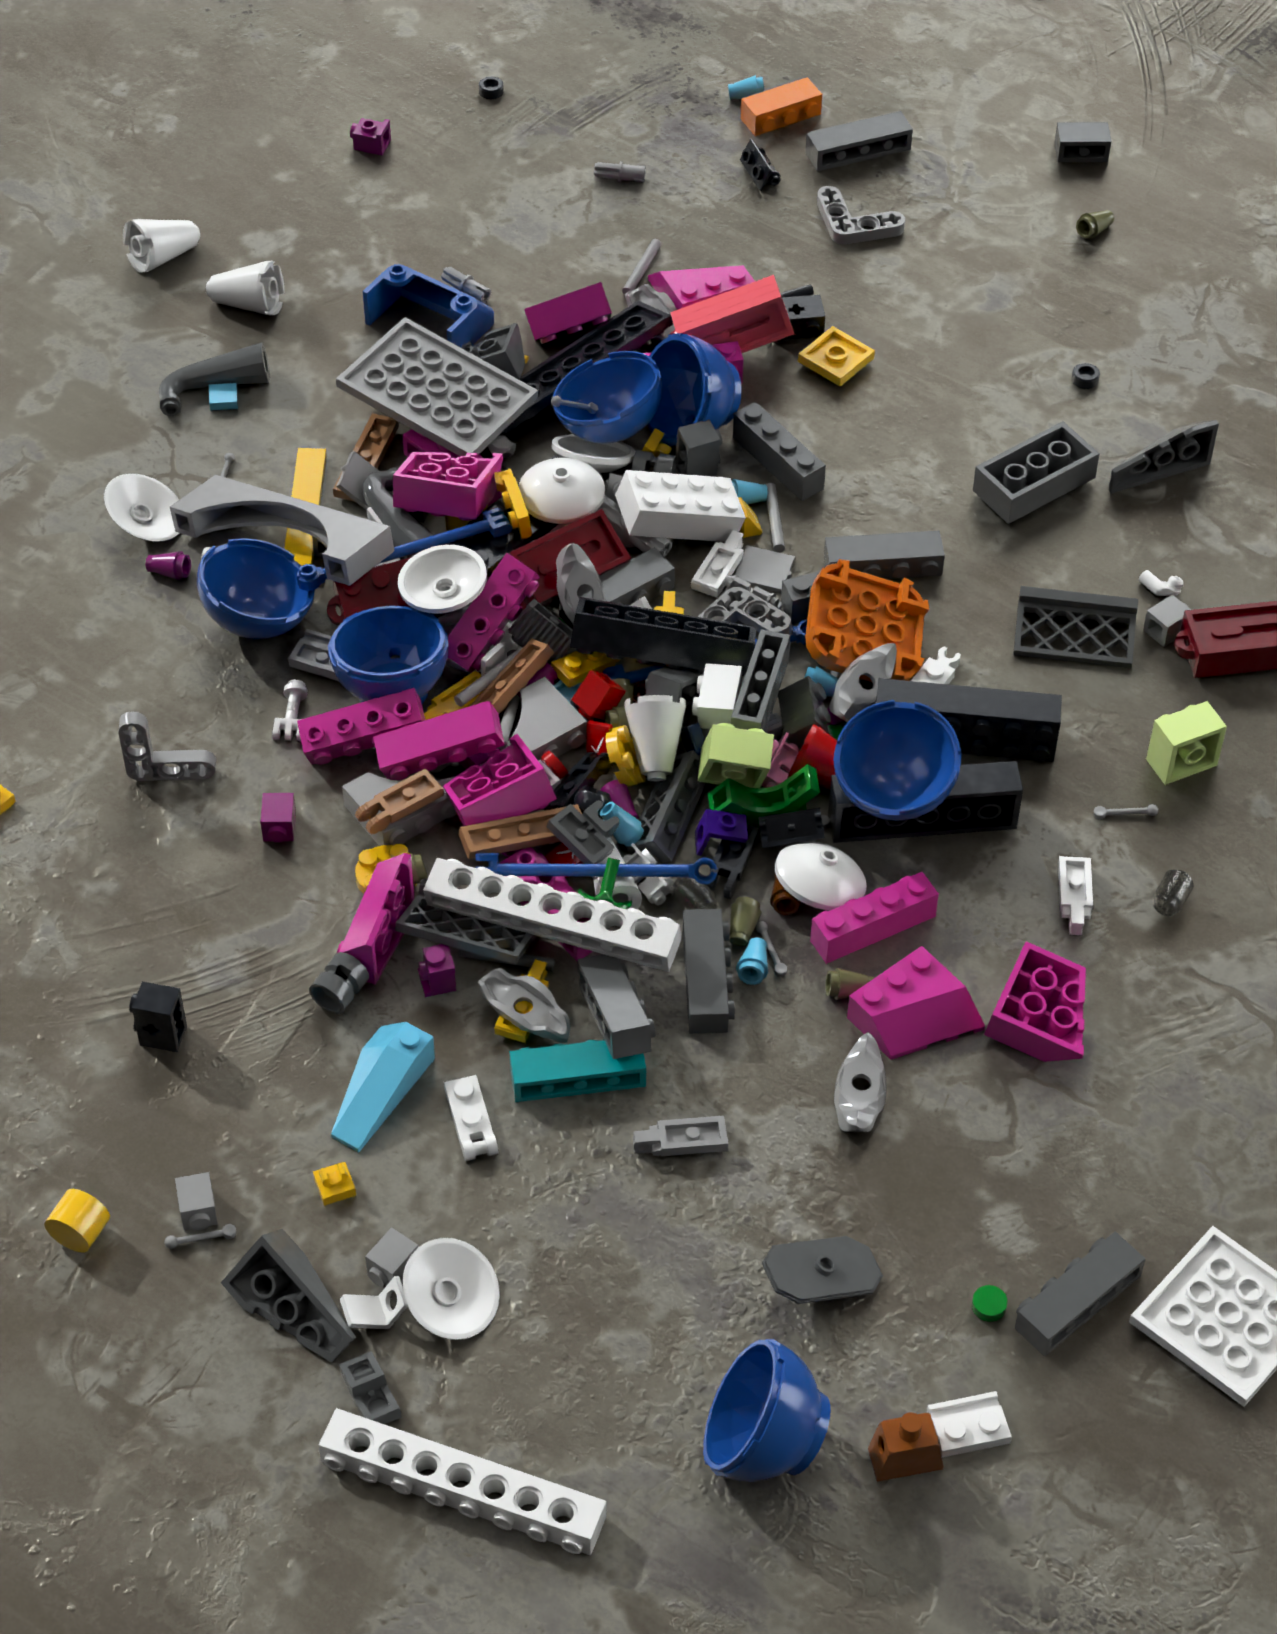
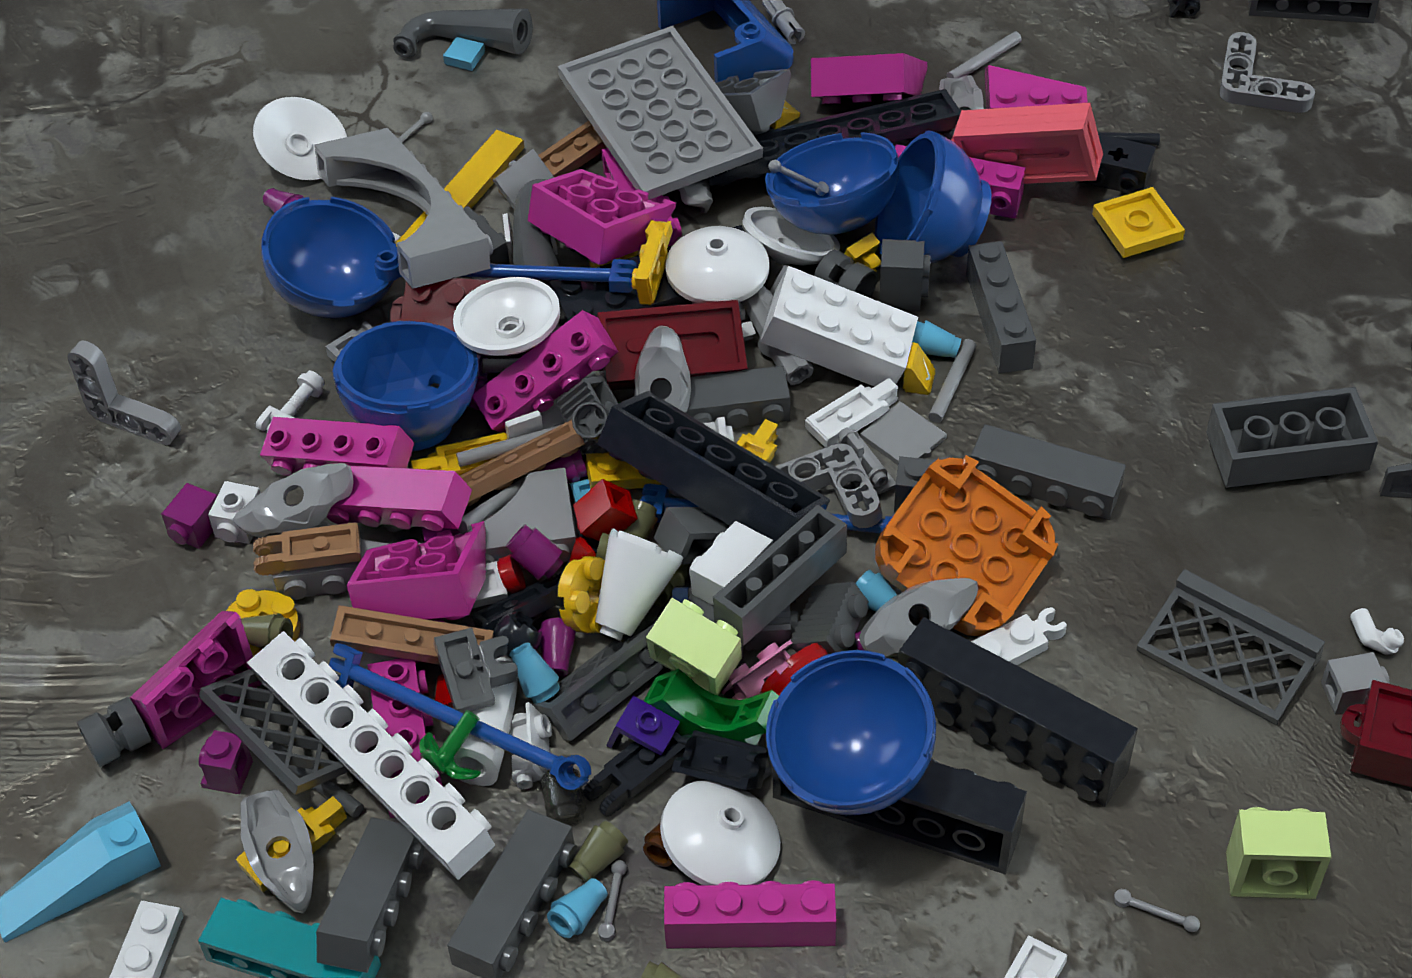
camera: 30 degrees right, 0 degrees up
(311, 802) = (227, 504): none -> white brick
(351, 787) = (321, 487): none -> light grey piece
(558, 628) = (589, 417): none -> dark grey wheel
(567, 741) = (535, 552): none -> magenta brick

